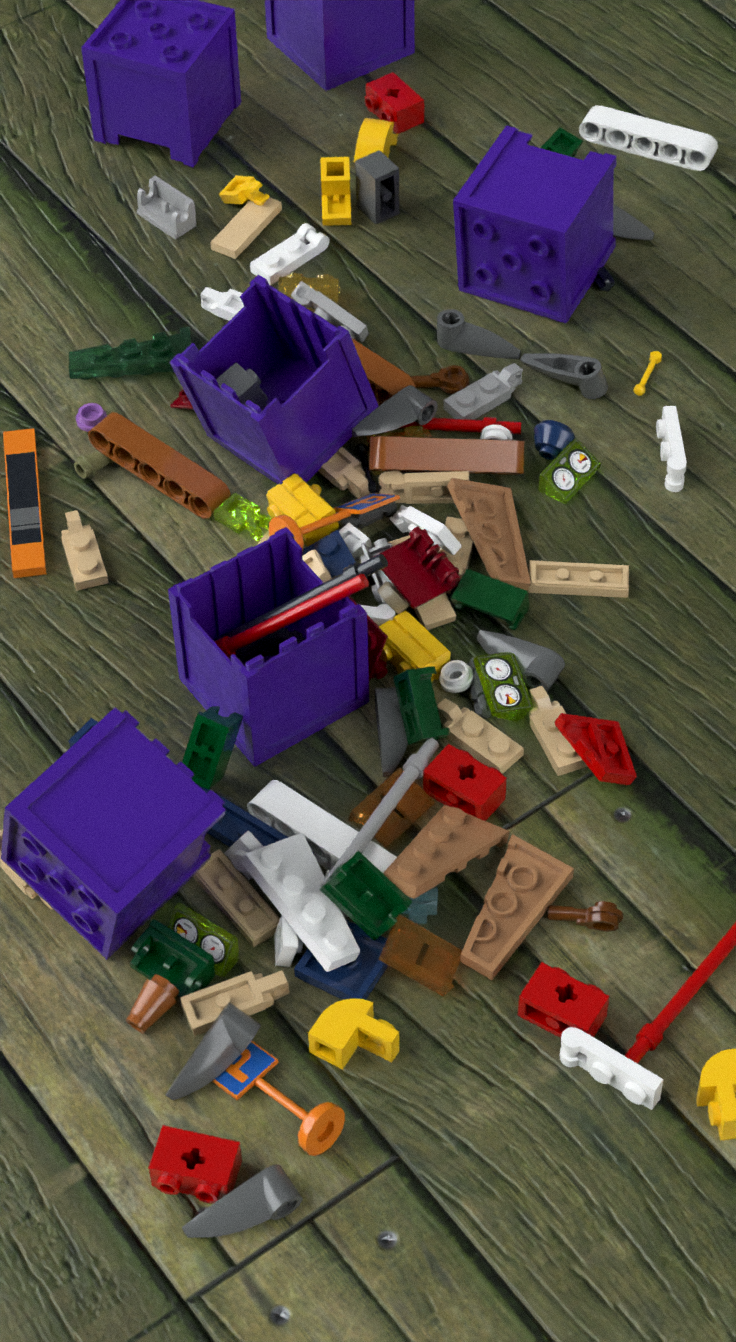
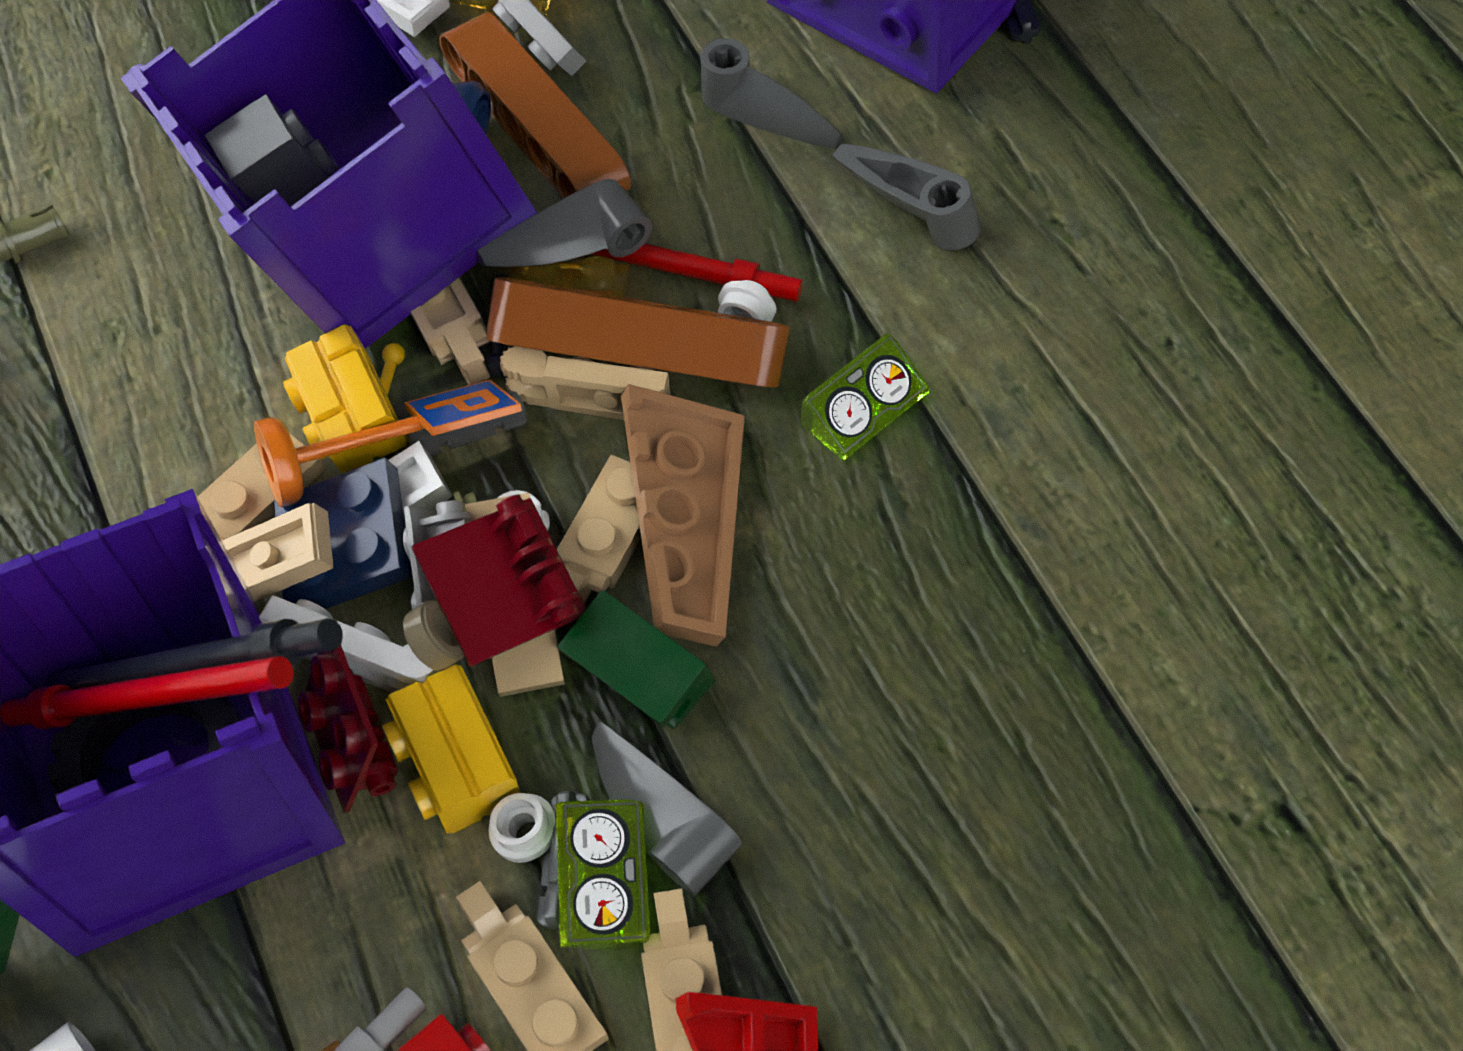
camera: 10 degrees right, 10 degrees up
(89, 416) = (55, 146): medium lavender plate -> none
(129, 357) = (119, 42): clear green wing -> none
(159, 465) = (122, 264): dark orange beam -> none
(242, 514) = (238, 387): clear neon green plate -> none
(390, 729) = (363, 914): dark grey piece -> none
(409, 518) = (555, 483): white hinge -> none
(419, 705) = (417, 906): dark green hinge -> none
(448, 379) = (700, 172): reddish brown plate -> none
(484, 393) = (752, 210): light grey hinge -> none
(552, 438) = (847, 326): dark blue cone -> none
(579, 579) = (826, 635): tan tile -> none
(655, 358) = (1080, 186): yellow hinge -> none
(672, 448) = (1068, 383): white plate -> none

